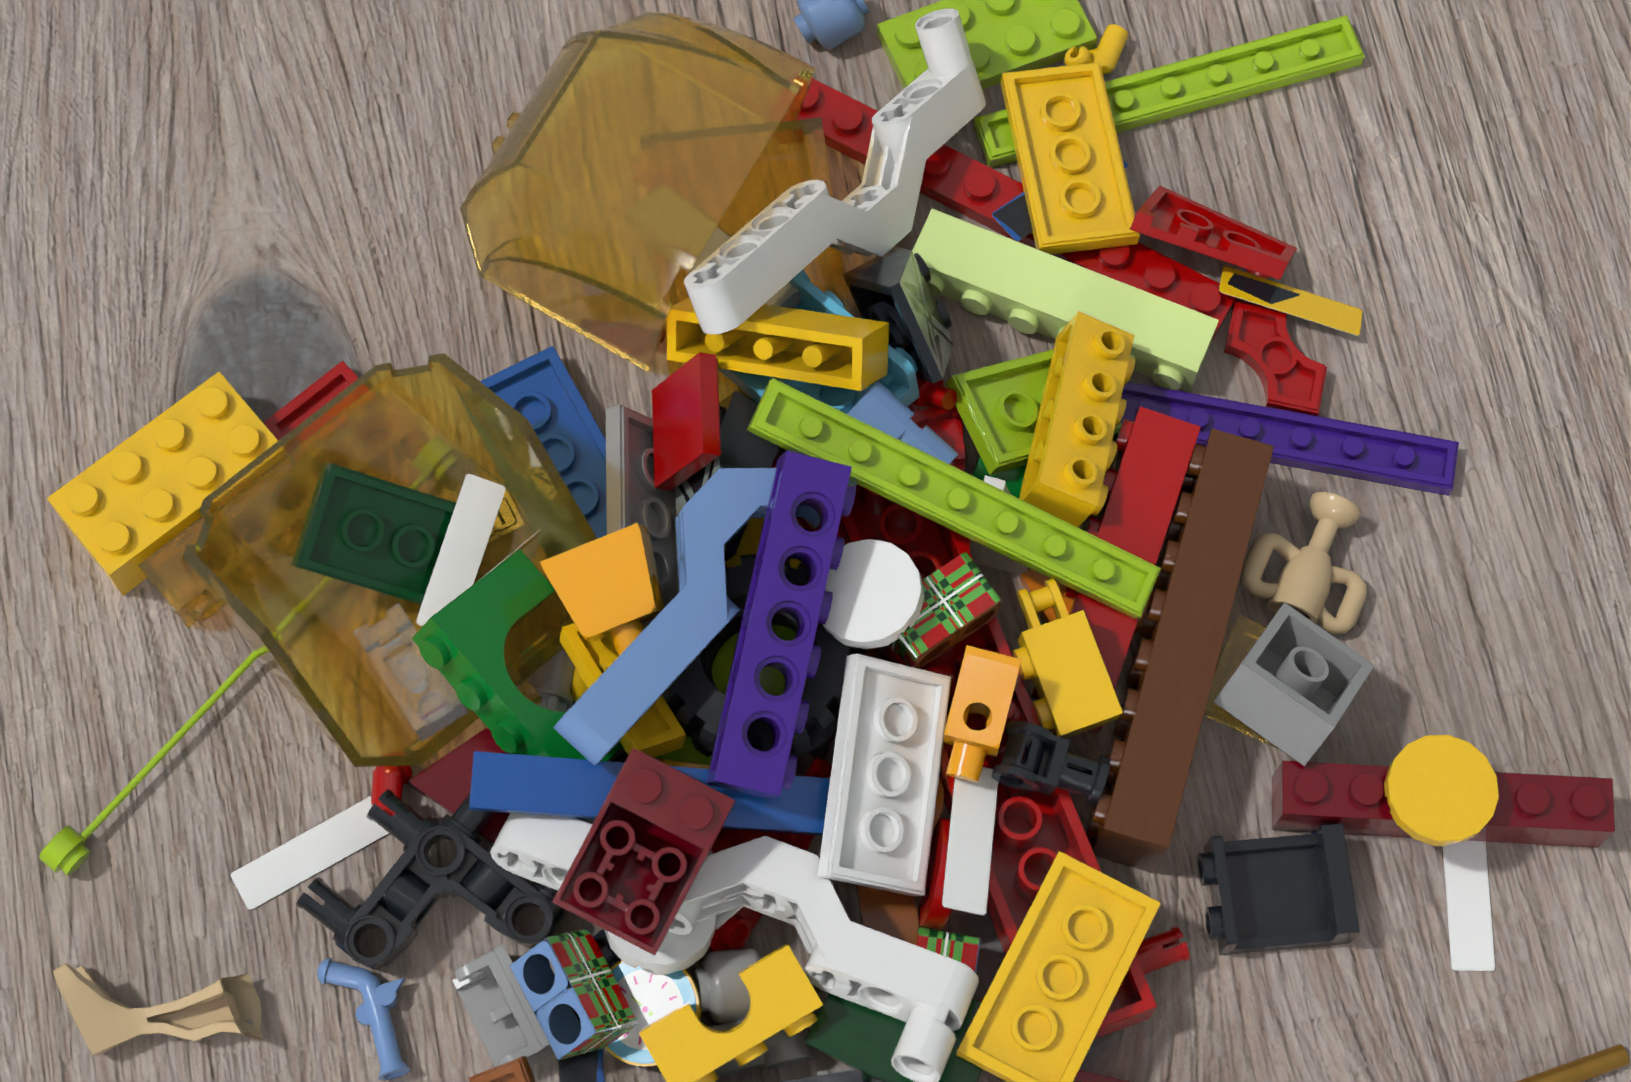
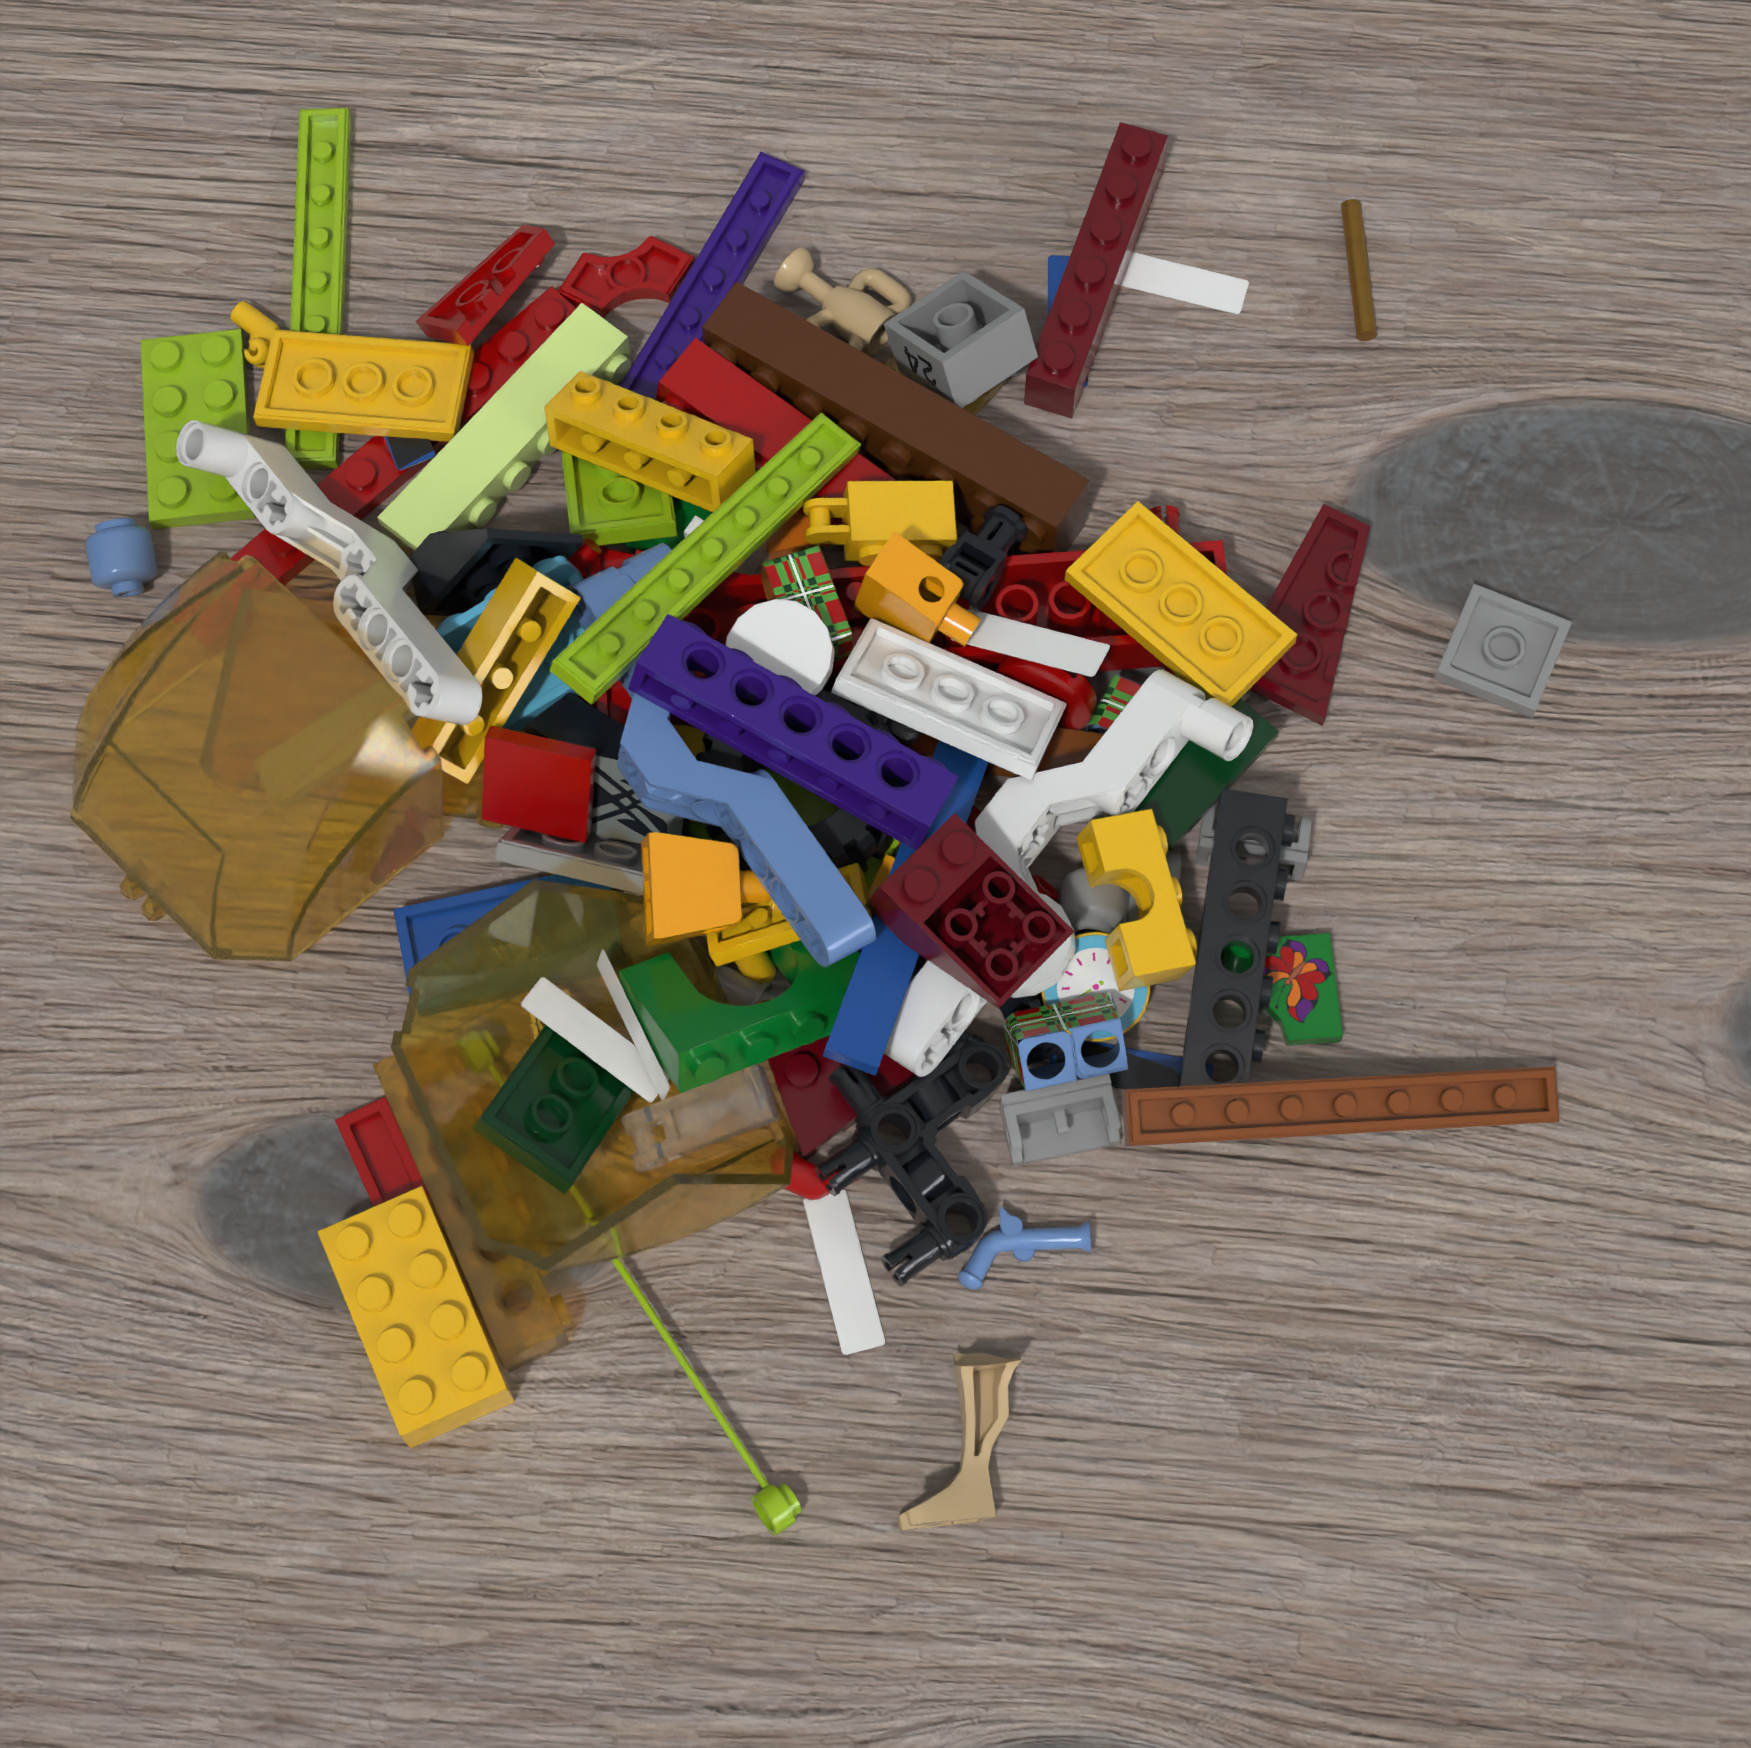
camera: 70 degrees left, 0 degrees up
(1279, 892) = (1134, 421): black panel -> none
(1290, 300) = (574, 245): yellow sticker -> none
(1441, 790) = (1096, 251): yellow tile -> none

